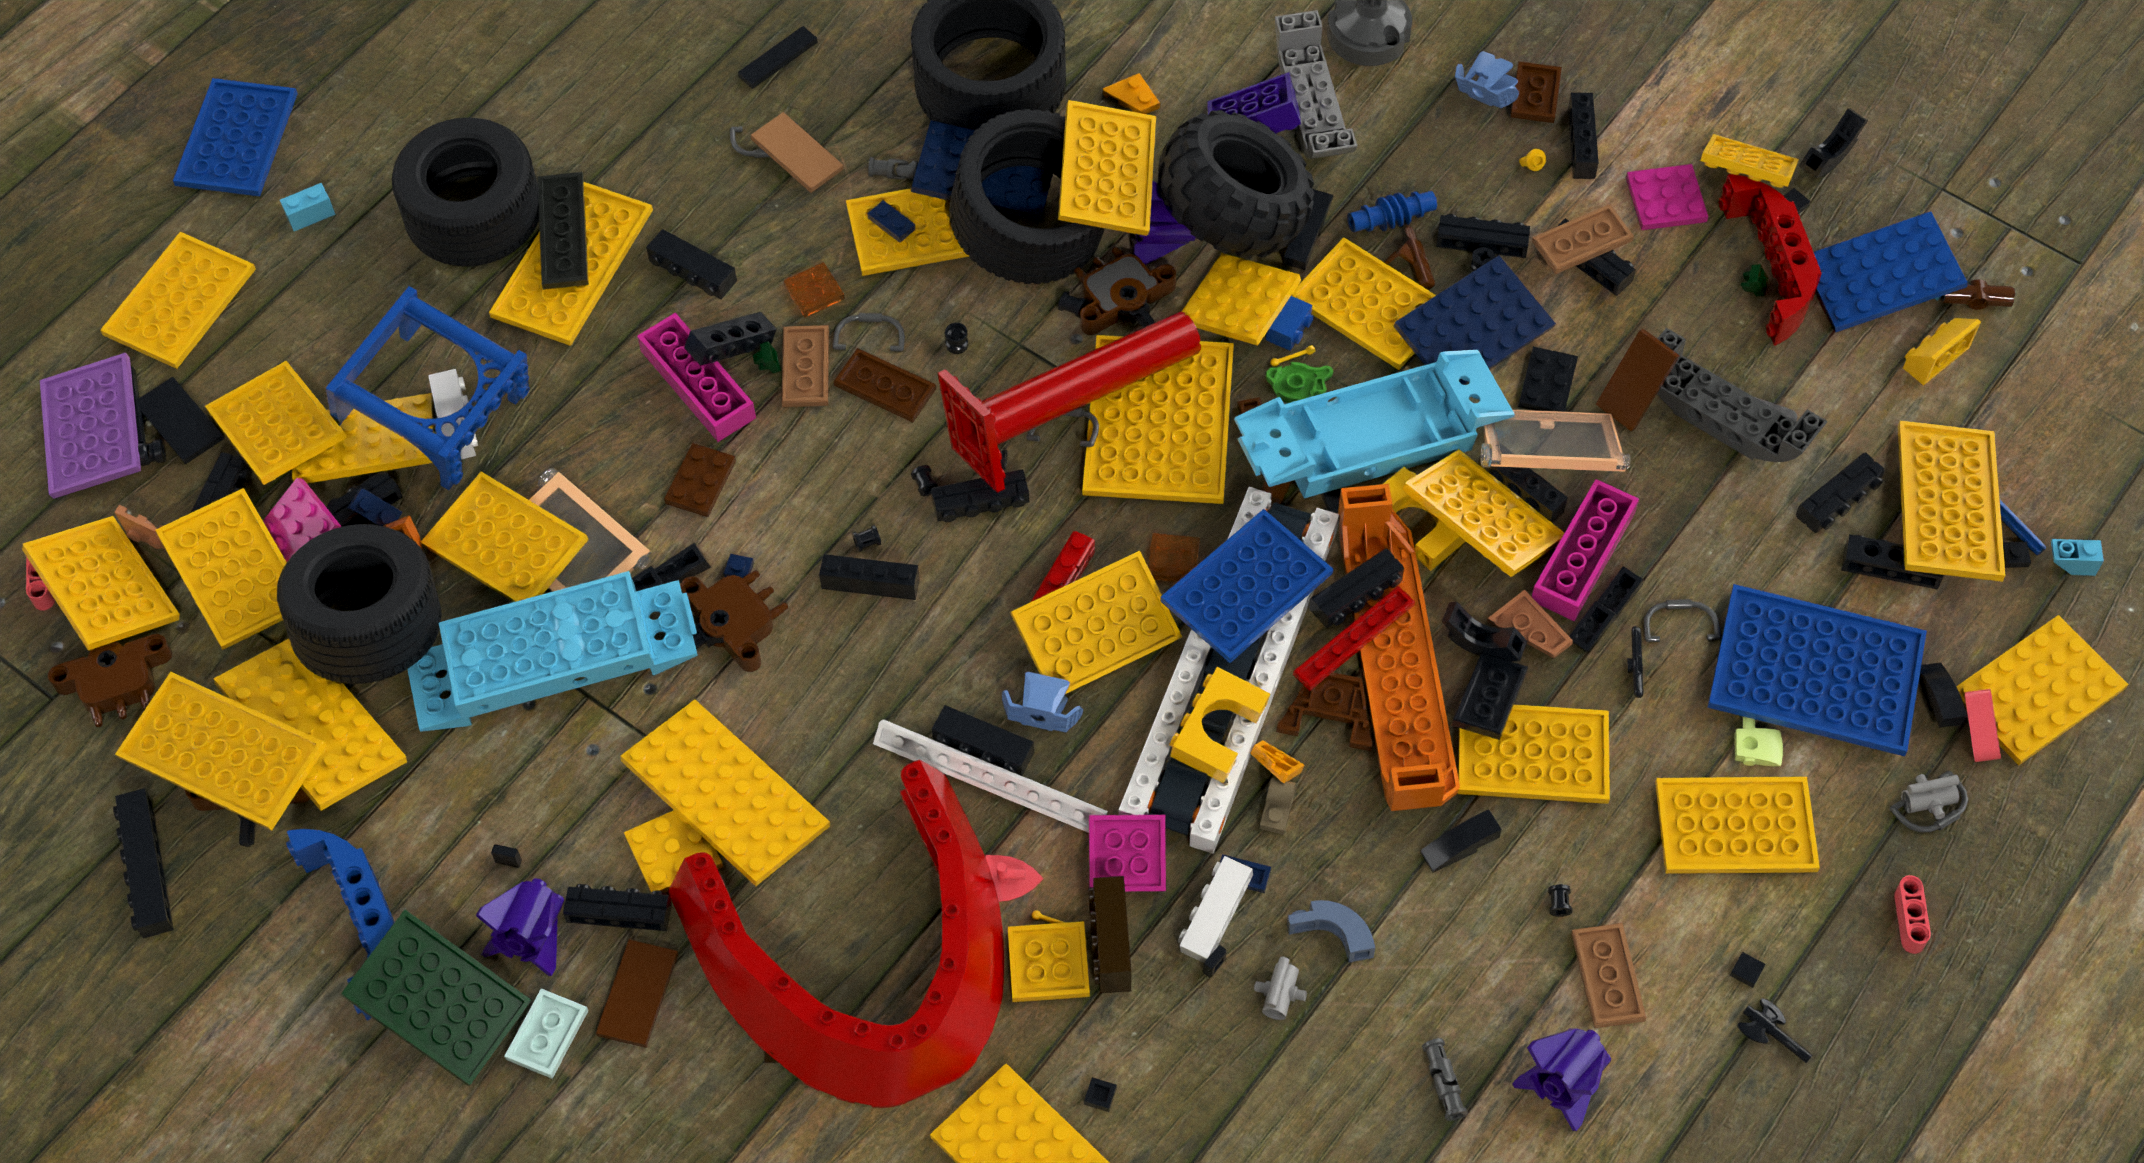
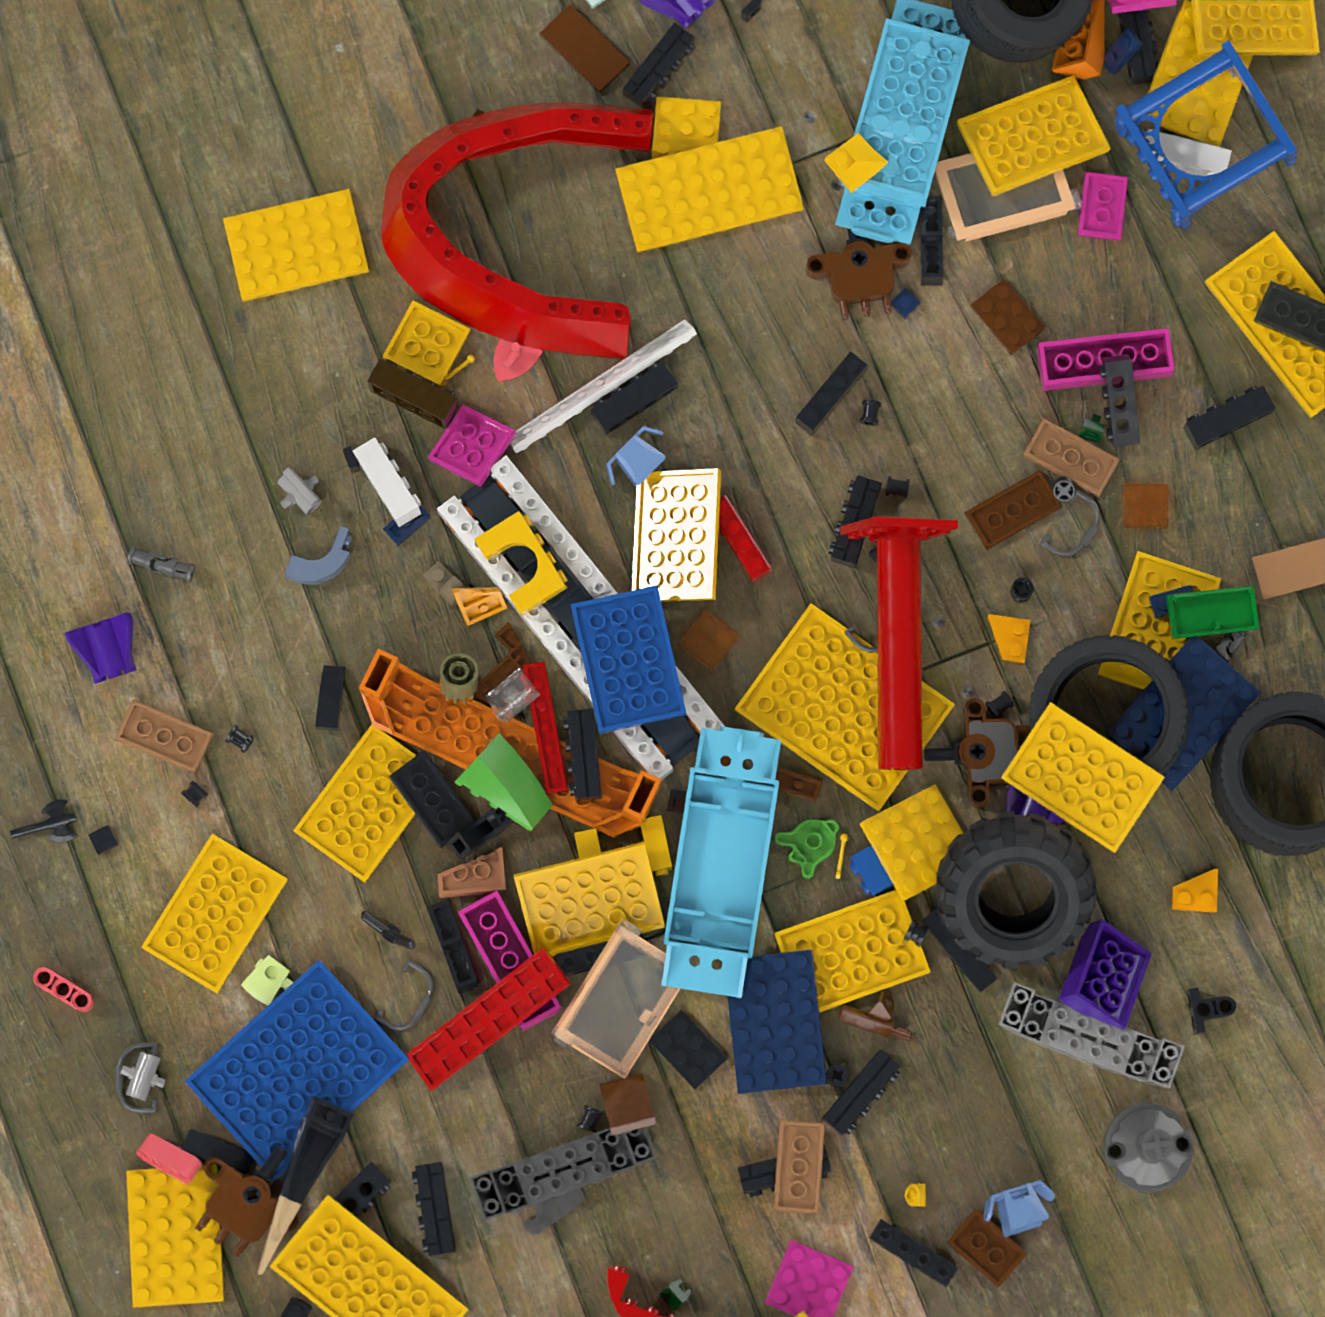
camera: 120 degrees right, 20 degrees up
(532, 458) = (1102, 206): none -> dark pink tile
(628, 645) = (855, 162): none -> yellow plate
(840, 351) = (1061, 492): none -> black wheel
(884, 183) = (1212, 612): none -> green container
(1004, 329) = (1011, 637): none -> light orange wing
(1100, 1094) = (303, 320): black plate -> none
(1226, 40) = (1213, 1009): none -> black tile
(1321, 256) = (916, 933): none -> black wheel
(1348, 674) = (512, 696): none -> clear slope
(1365, 722) = (459, 677): none -> olive gear
(1392, 210) = (931, 1029): blue piece -> none
(1433, 622) = (507, 783): none -> bright green wedge
(1642, 909) = (194, 793): none -> black wheel
(1652, 528) = (488, 1019): none -> red plate
(1667, 419) = (589, 1119): none -> black bush
(1868, 607) = (315, 1143): none -> black plate
(1966, 638) = (233, 1210): none -> reddish brown piece

